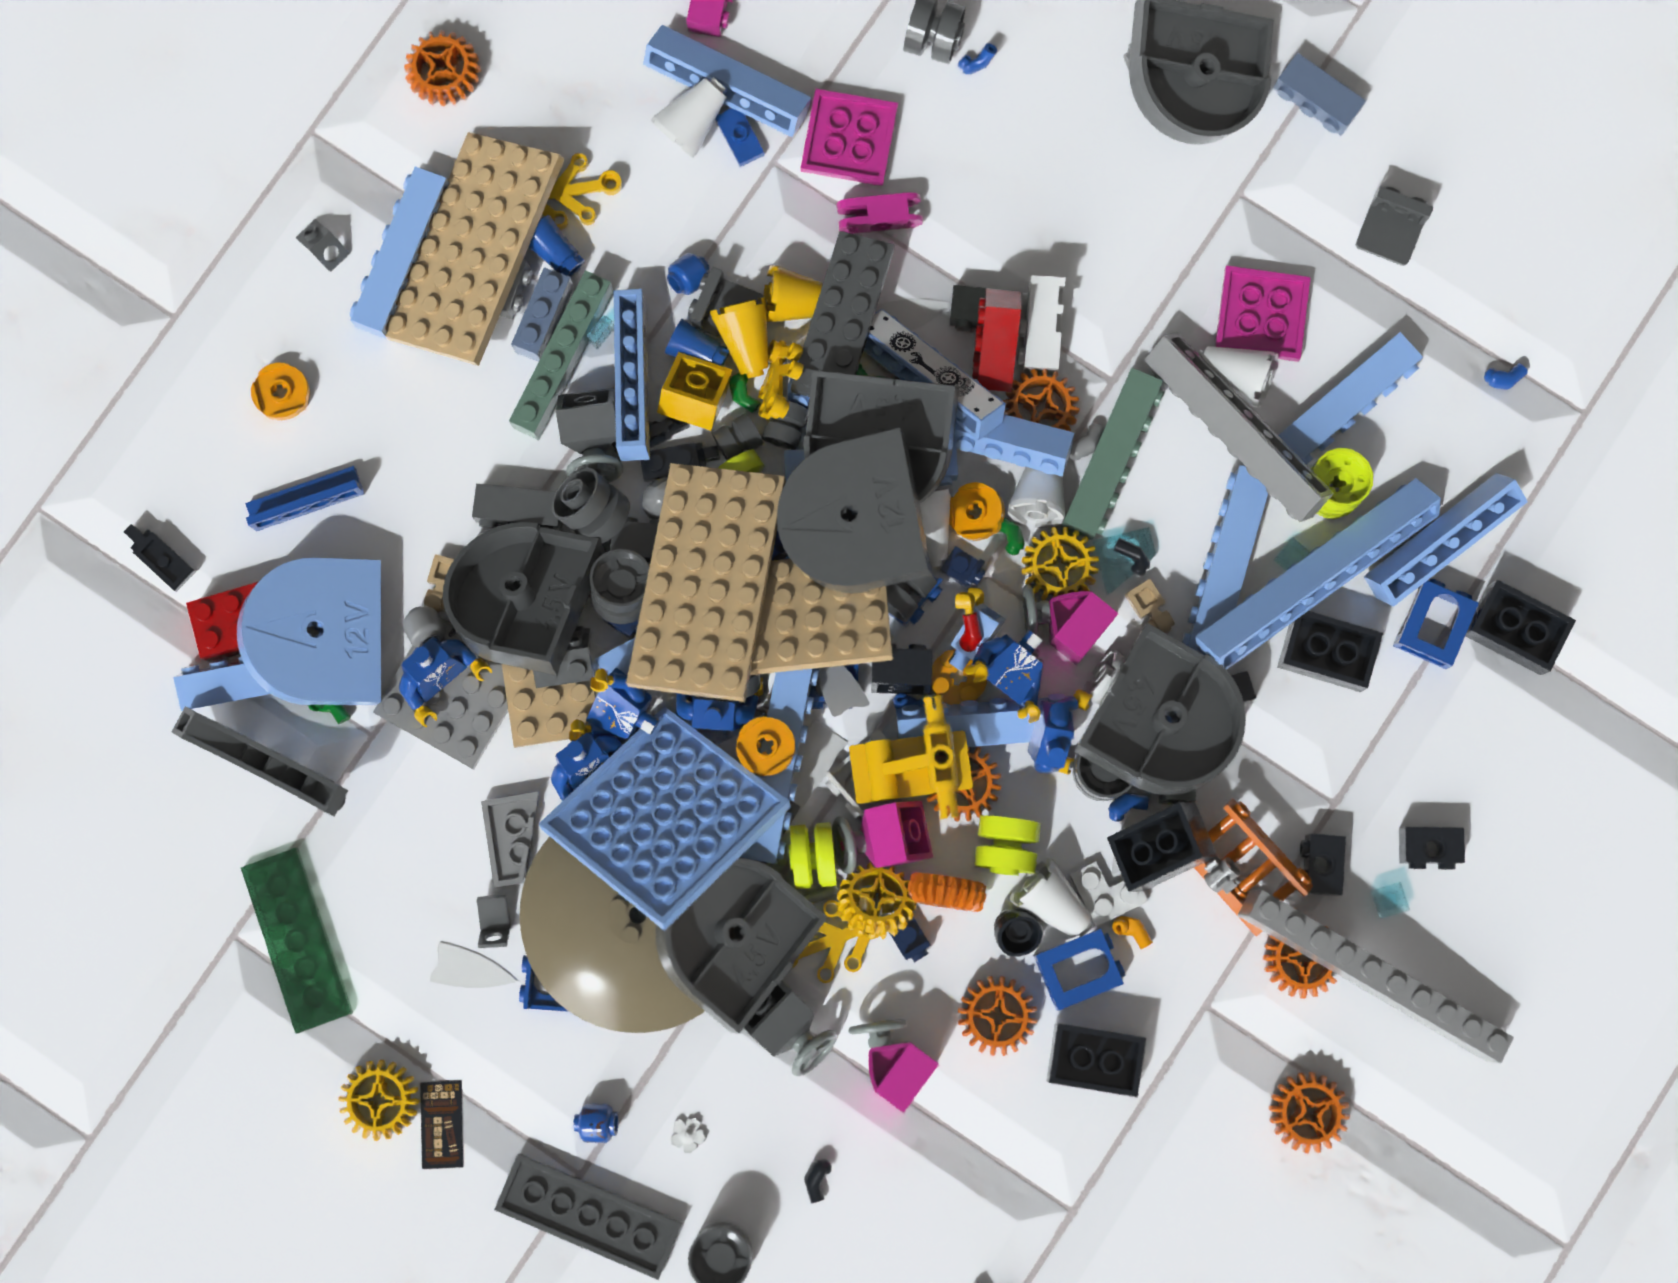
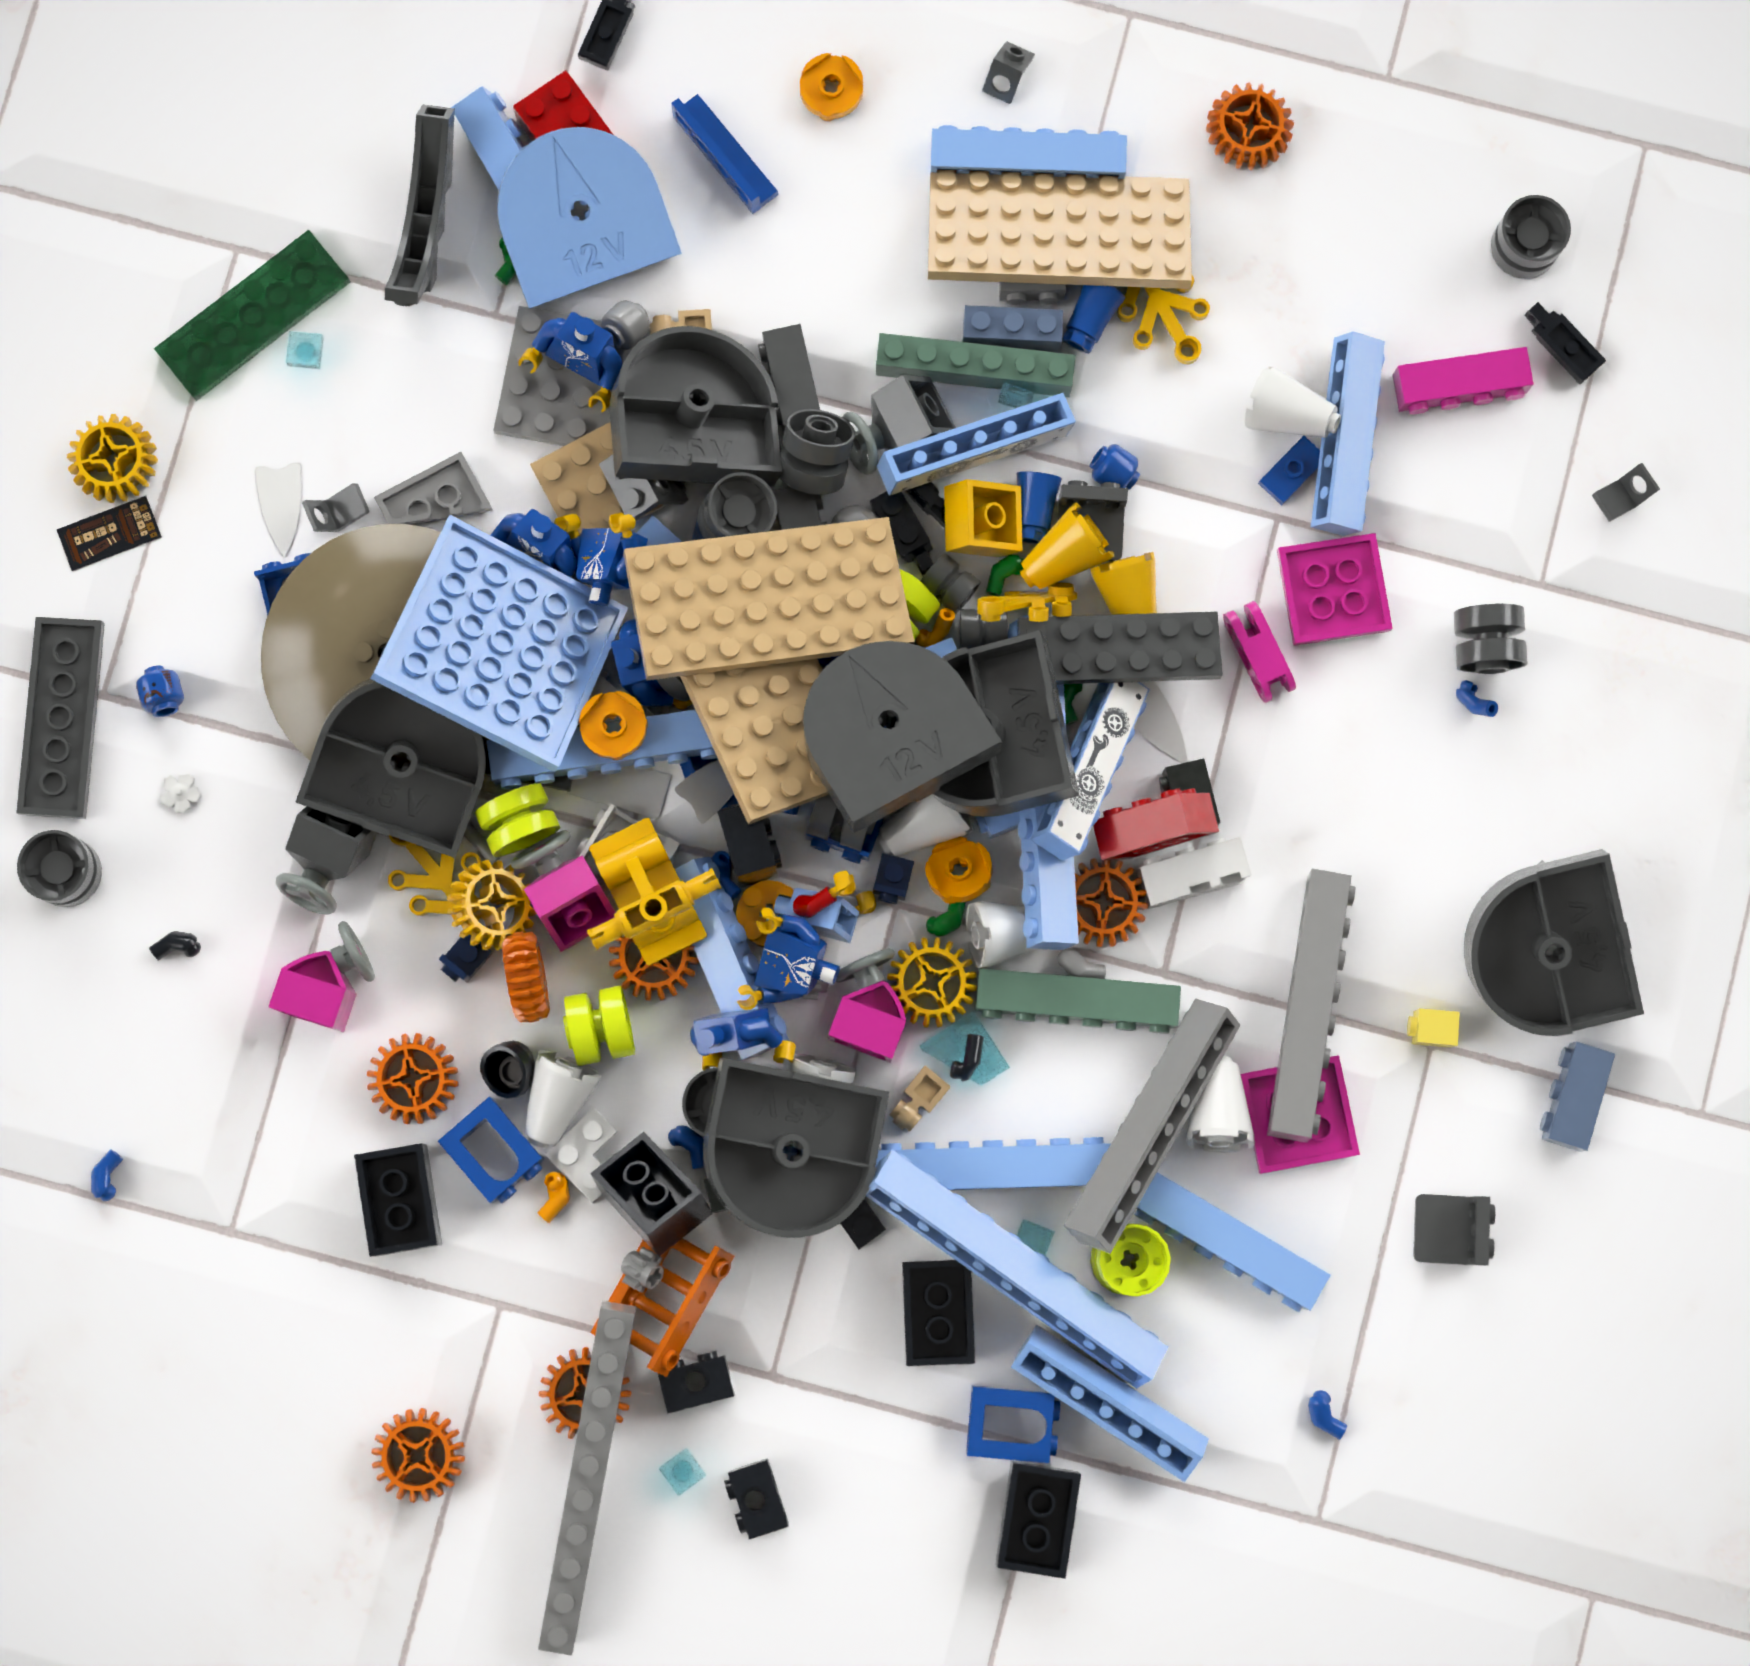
camera: 65 degrees right, 0 degrees up
(344, 905) = (304, 350): none -> clear light blue plate
(771, 458) = (940, 630): none -> light orange arm
(1180, 272) = (1310, 1006): none -> light grey brick
(1229, 184) = (1434, 1027): none -> light yellow brick

